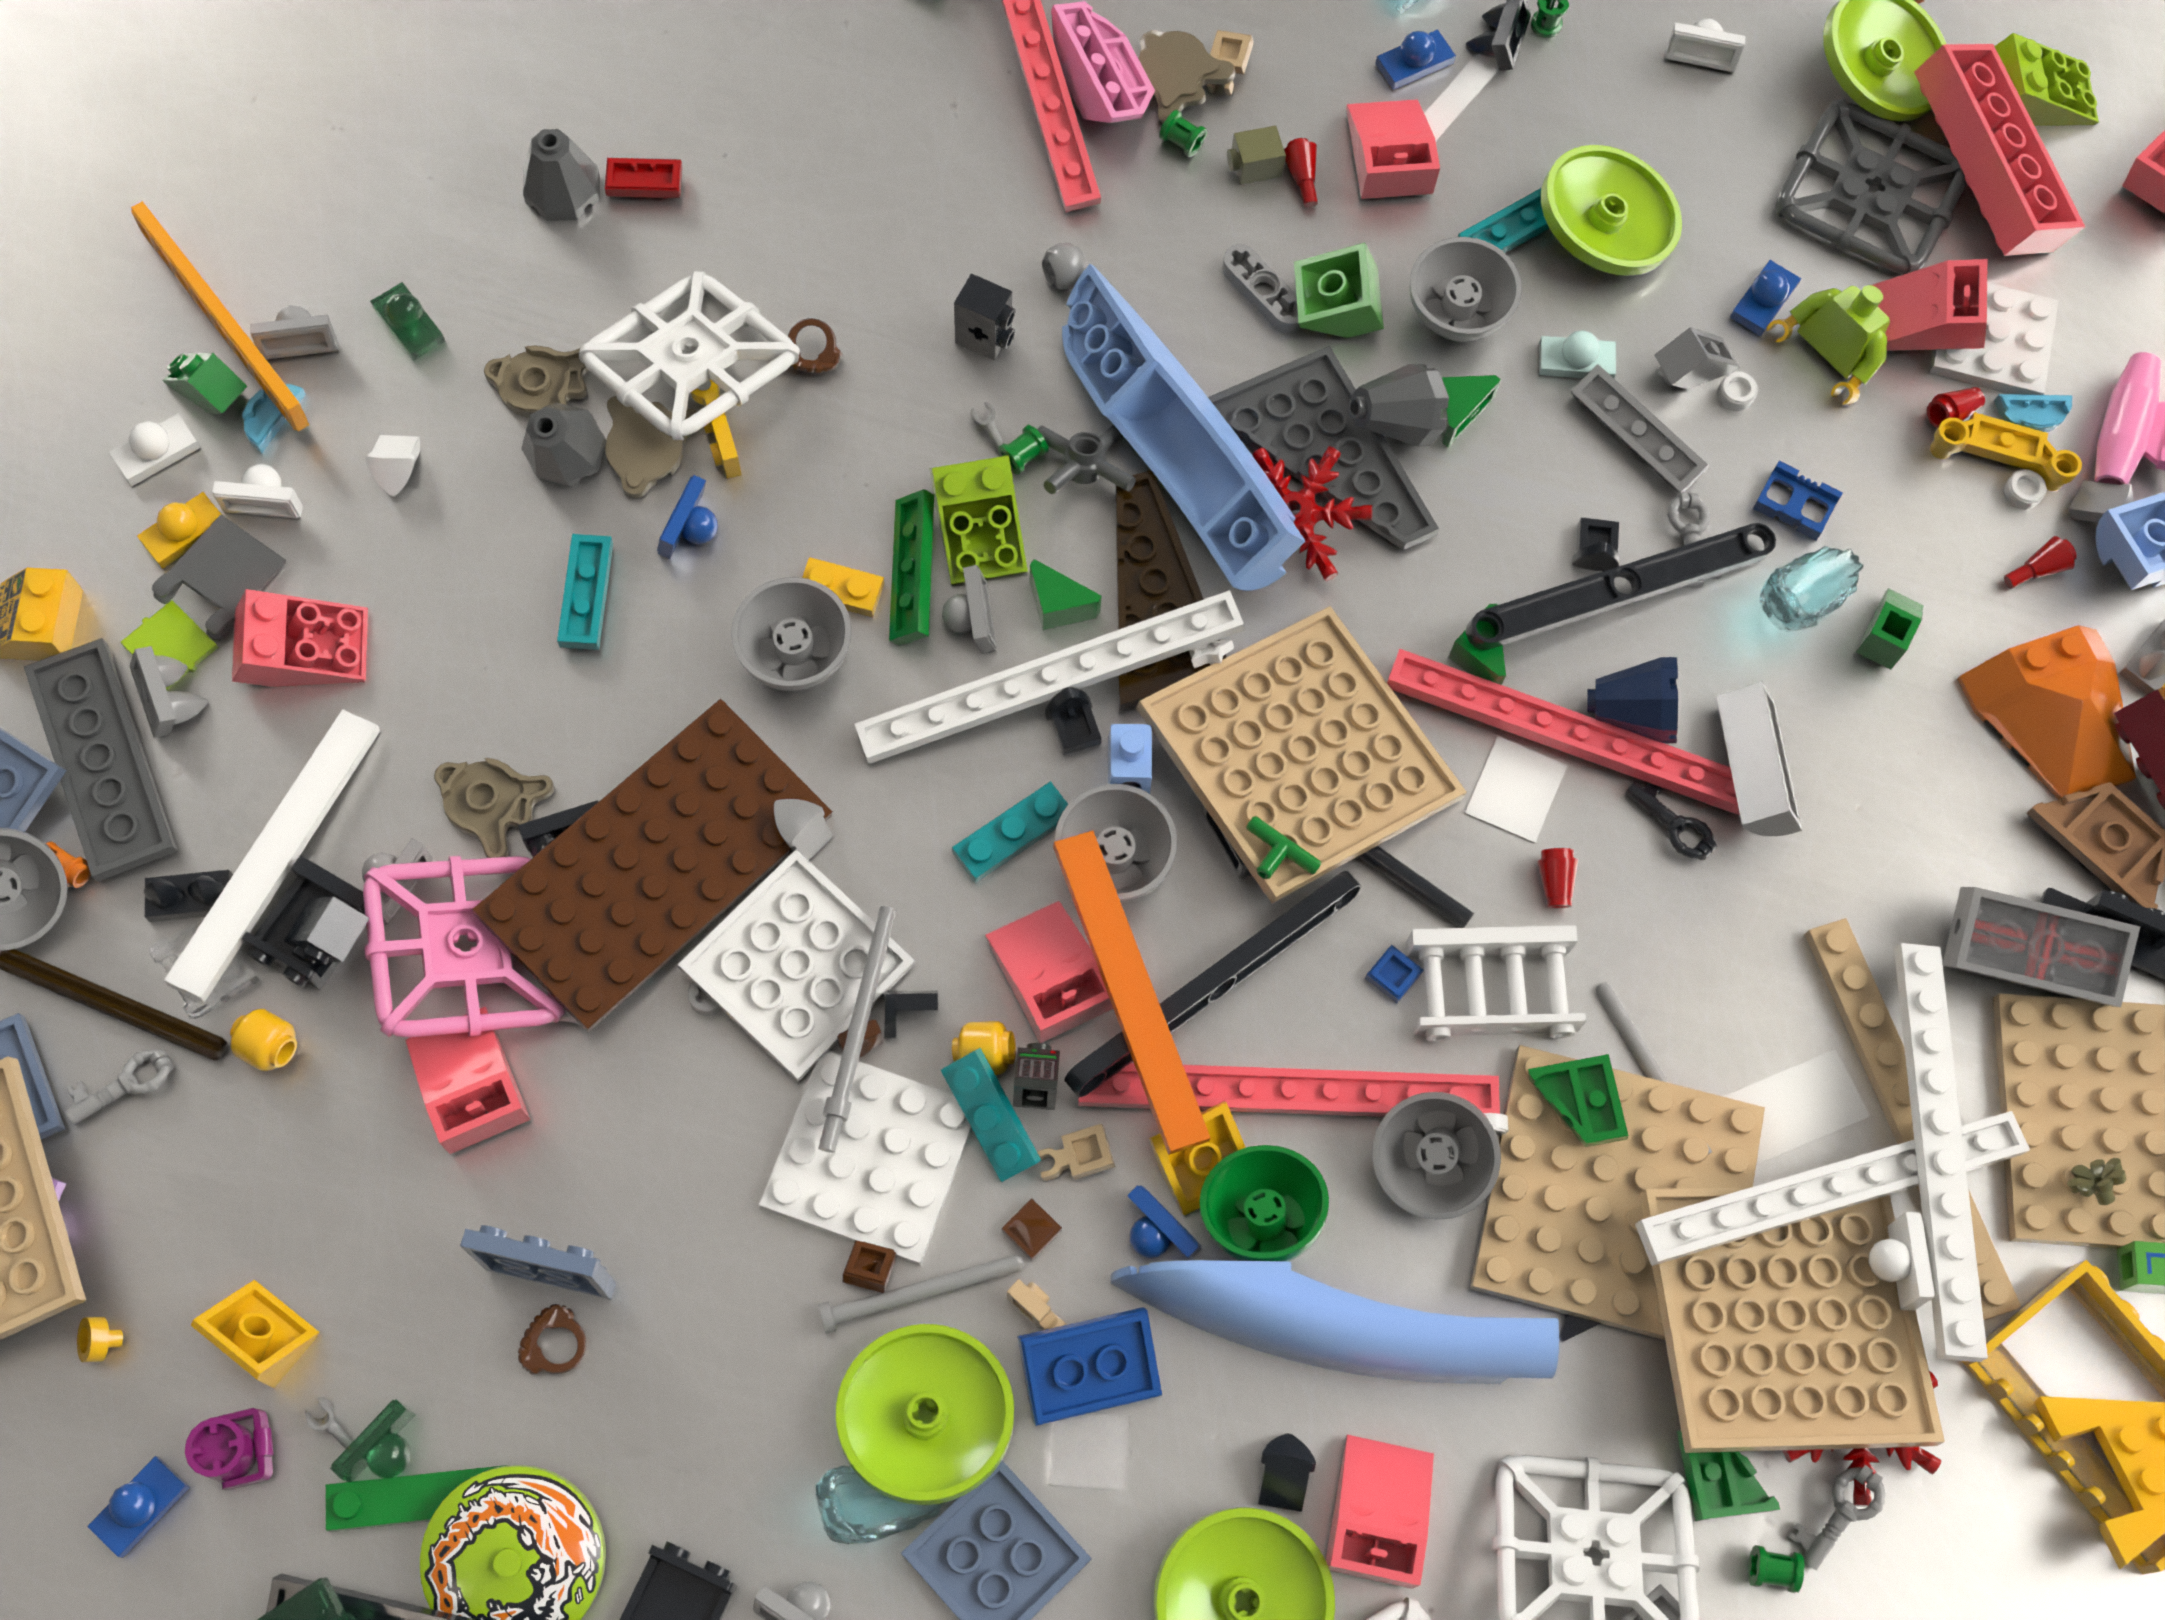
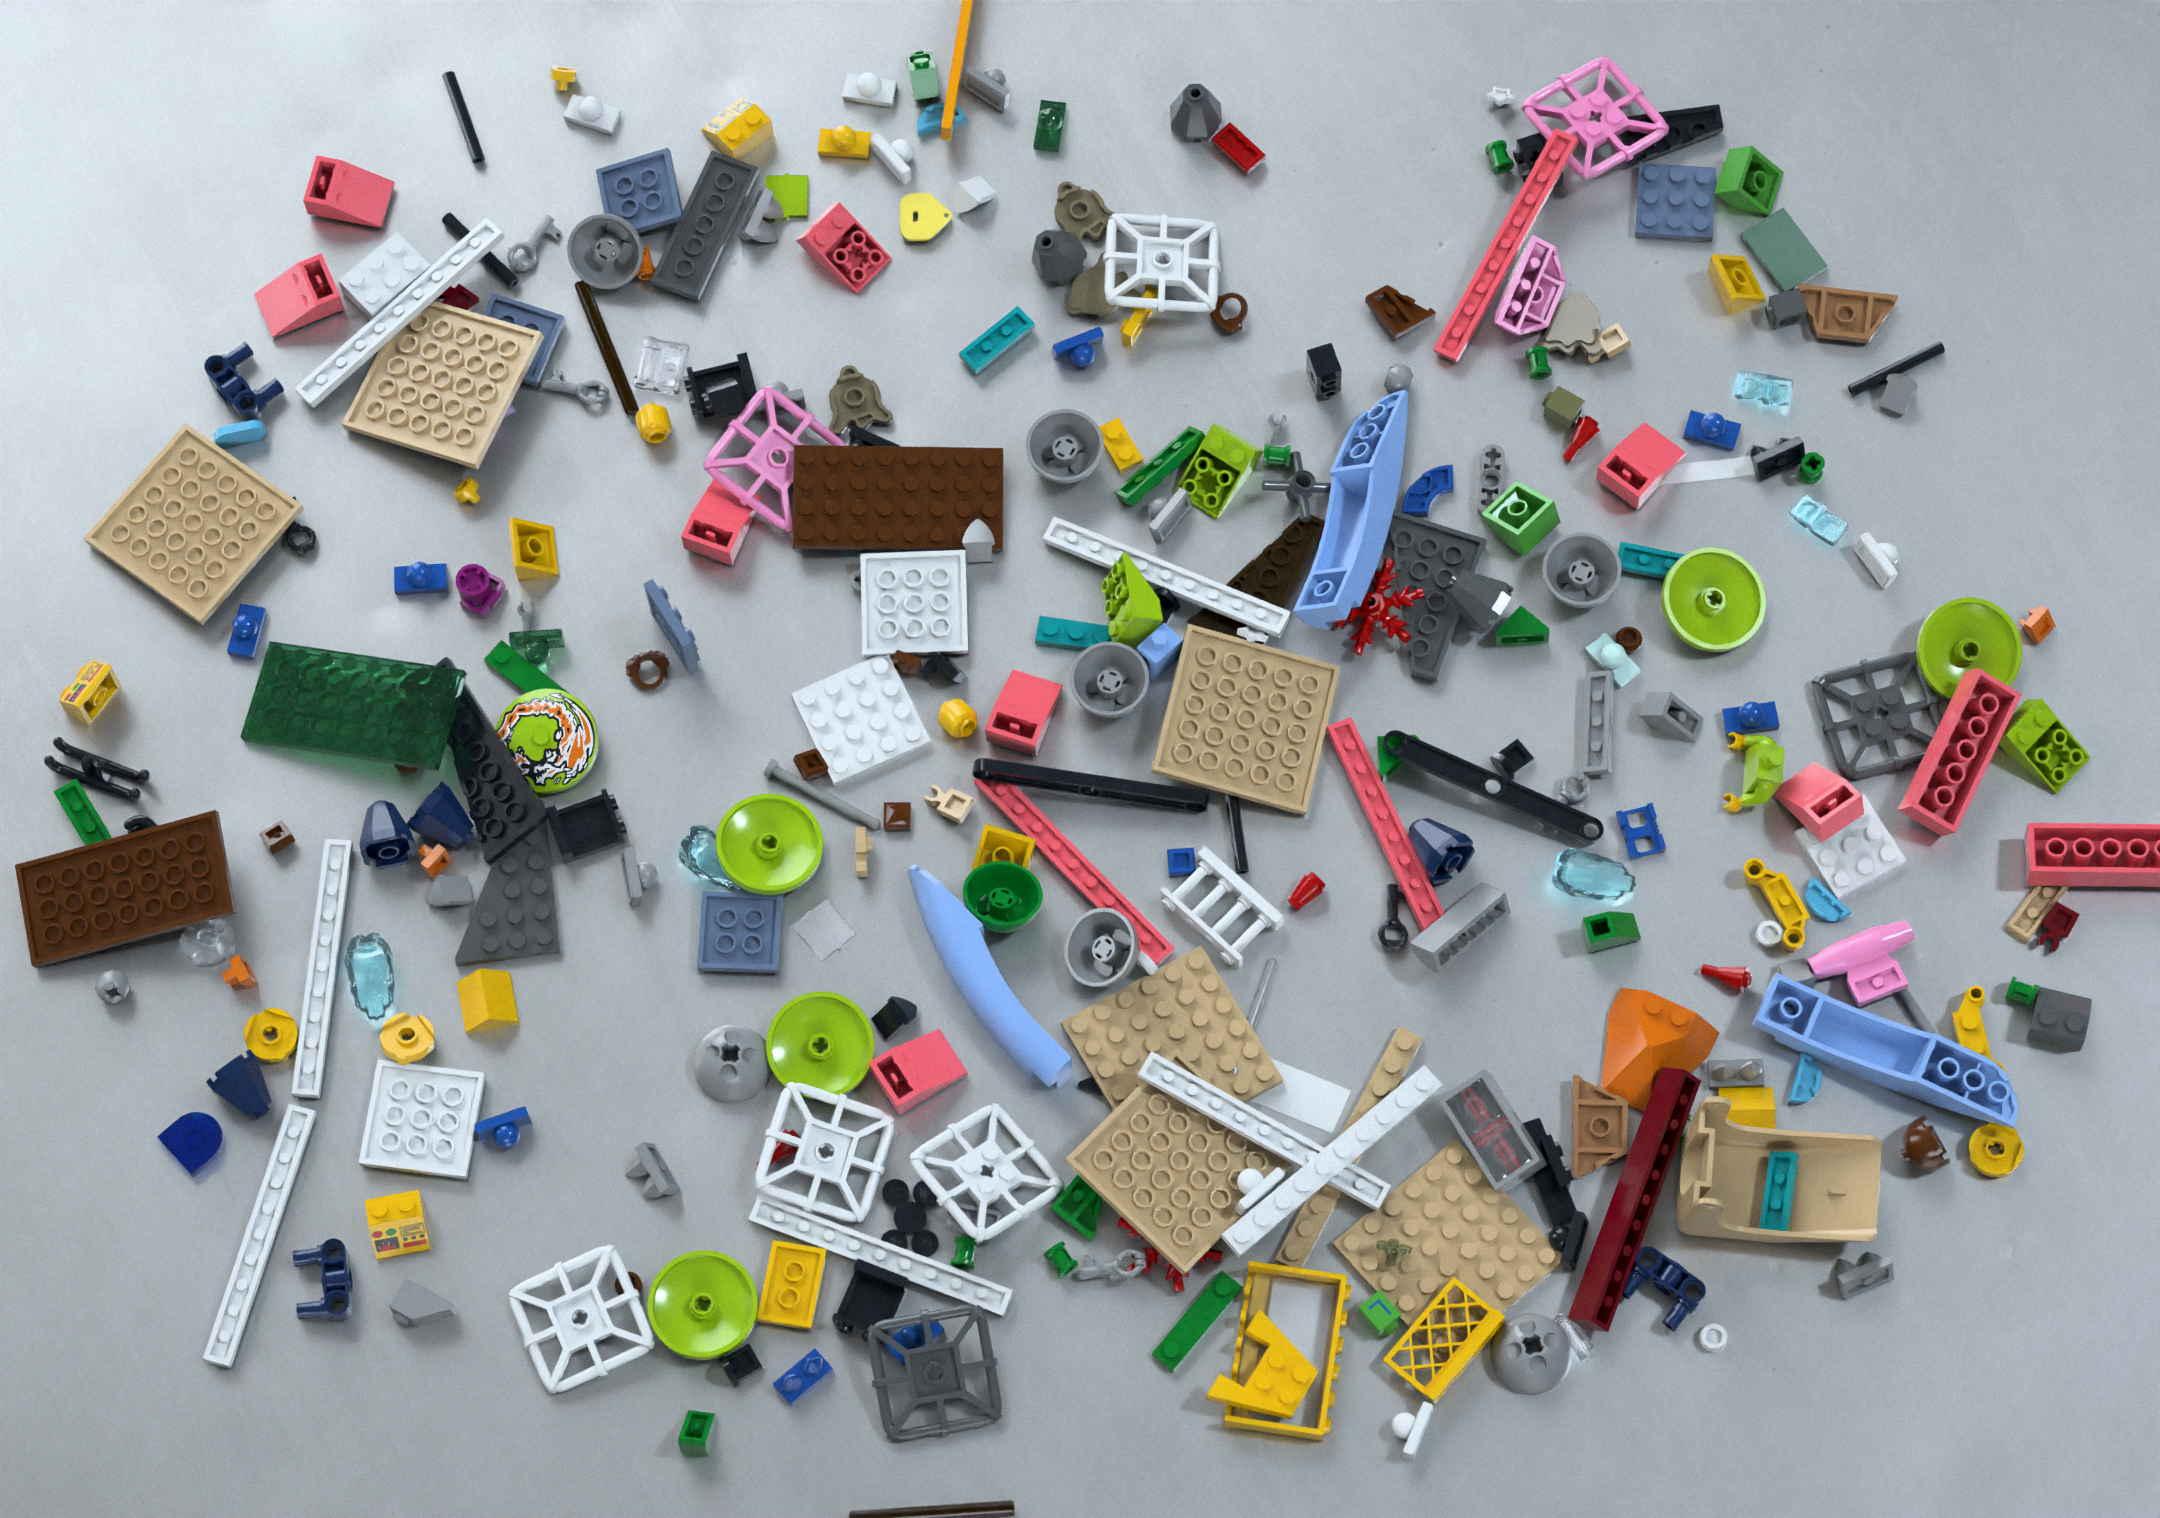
camera: 55 degrees right, 0 degrees up
(183, 894) = (684, 327): black tile -> none
(220, 570) = (843, 180): dark grey flag -> none
(272, 856) = (738, 340): white tile -> none
(367, 524) = (930, 216): none -> light yellow piece
(837, 1106) = (864, 679): light grey bar -> none
(985, 202) = (1397, 311): none -> reddish brown wing
(990, 1115) = (928, 748): teal plate -> none
(1036, 1077) = (964, 749): pearl dark grey slope -> none
(1046, 739) = (1130, 604): none -> lime slope
(1061, 599) = (1212, 544): green slope -> none
(1089, 1366) = (858, 892): blue tile -> none
(1131, 993) = (1041, 748): orange tile -> none
(1153, 1233) = (951, 866): blue tile -> none
(1209, 352) = (1427, 489): none -> blue tile
(1281, 848) = (1178, 750): green piece -> none
(1516, 789) = (1337, 836): white sticker -> none
(1569, 319) = (1629, 638): none -> reddish brown plate
(1584, 1098) = (1198, 990): green wing -> none
(1608, 60) = (1817, 520): none -> clear light blue slope
(1737, 391) = (1677, 751): white tile -> none
(1955, 404) = (1781, 861): red cone -> none
(1984, 1482) = (1197, 1321): none -> green plate

